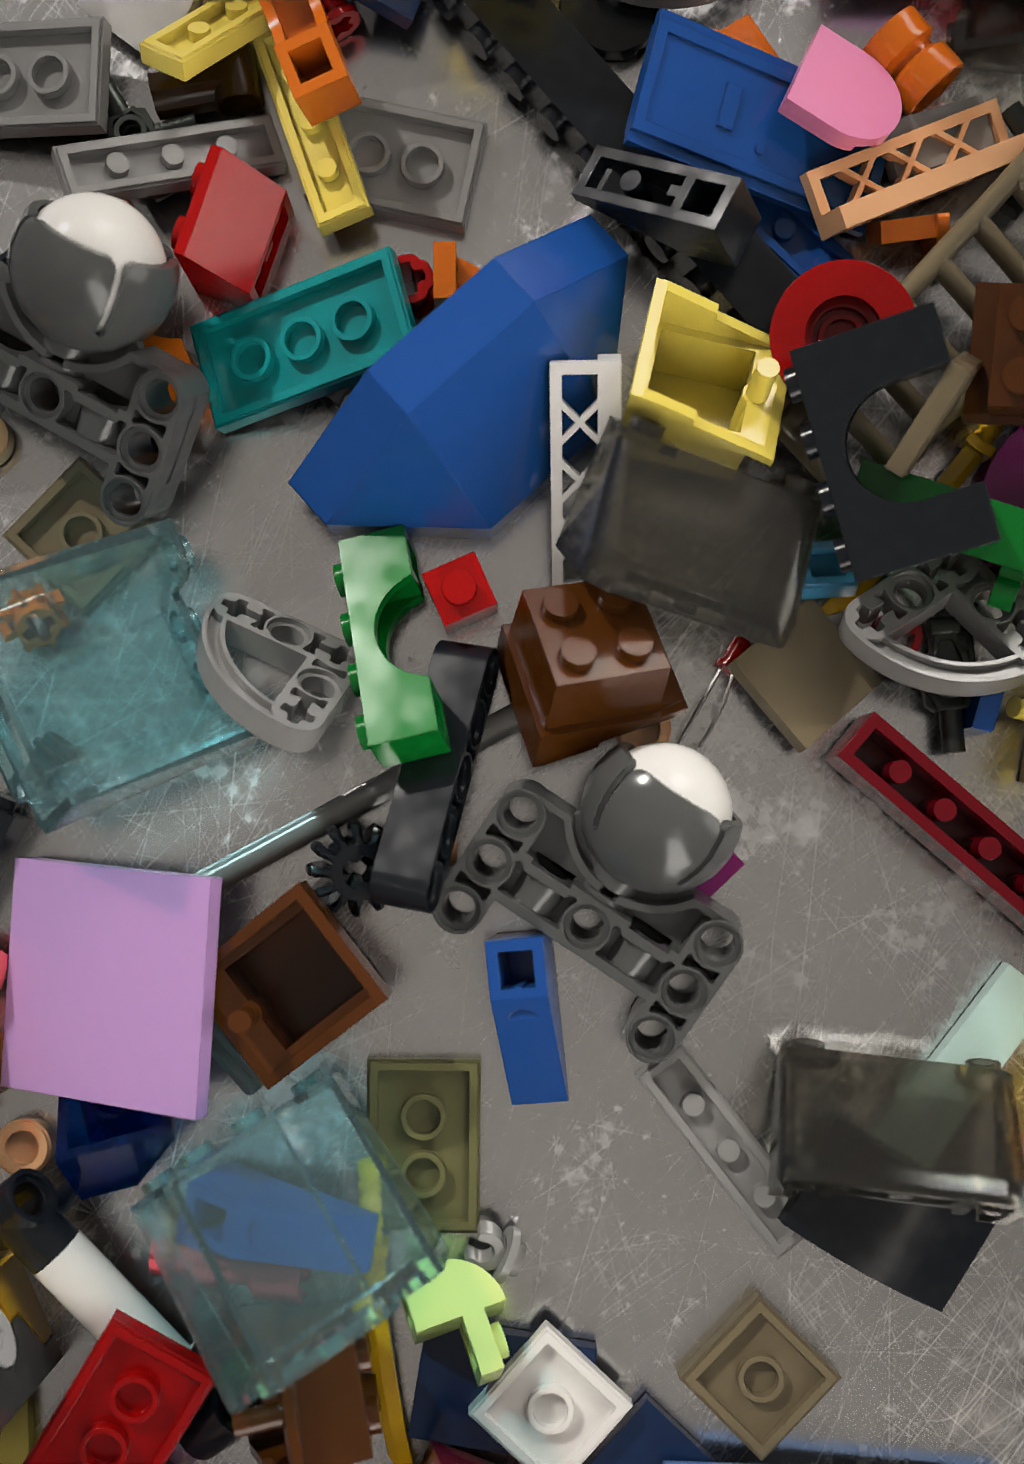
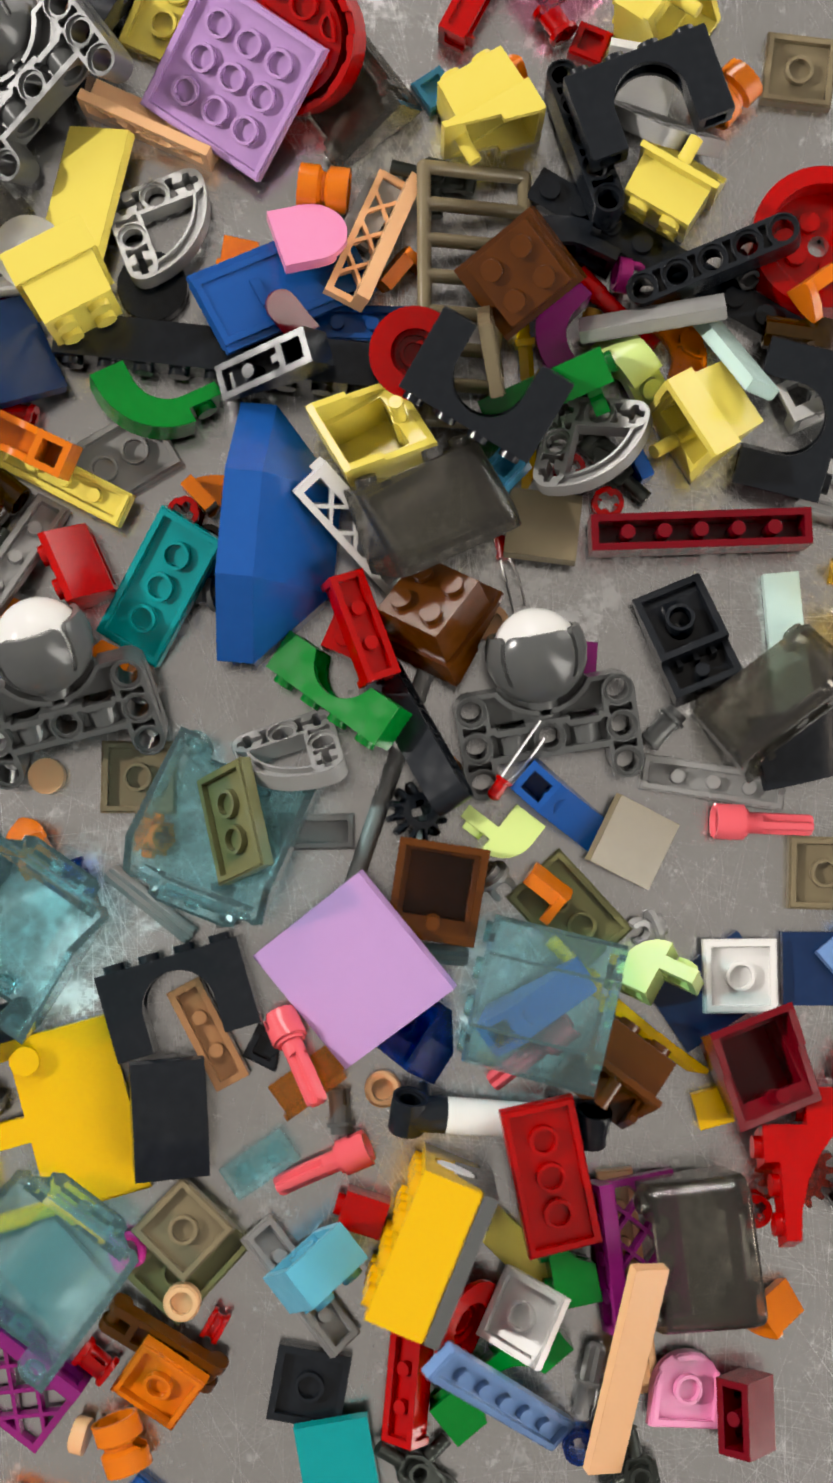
camera: 35 degrees left, 0 degrees up
(132, 685) = (235, 821): none -> olive tile
(235, 795) = (328, 832): none -> light grey tile
(377, 1026) = (496, 875): none -> light grey plate
(422, 1101) = (548, 888): none -> orange tile
(428, 995) = (508, 839): none -> yellowish green brick
(473, 136) = (147, 414): none -> green arch
(479, 927) = (501, 783): none -> piece
(485, 595) = (361, 627): none -> red container
(570, 1133) = (632, 841): none -> tile
(713, 1225) = (736, 821): none -> coral piece
(730, 1033) = (663, 727): none -> dark grey pin
(740, 152) = (287, 311): none -> piece
(851, 958) = (686, 639): none -> black slope
(916, 707) = (609, 493): none -> red bush

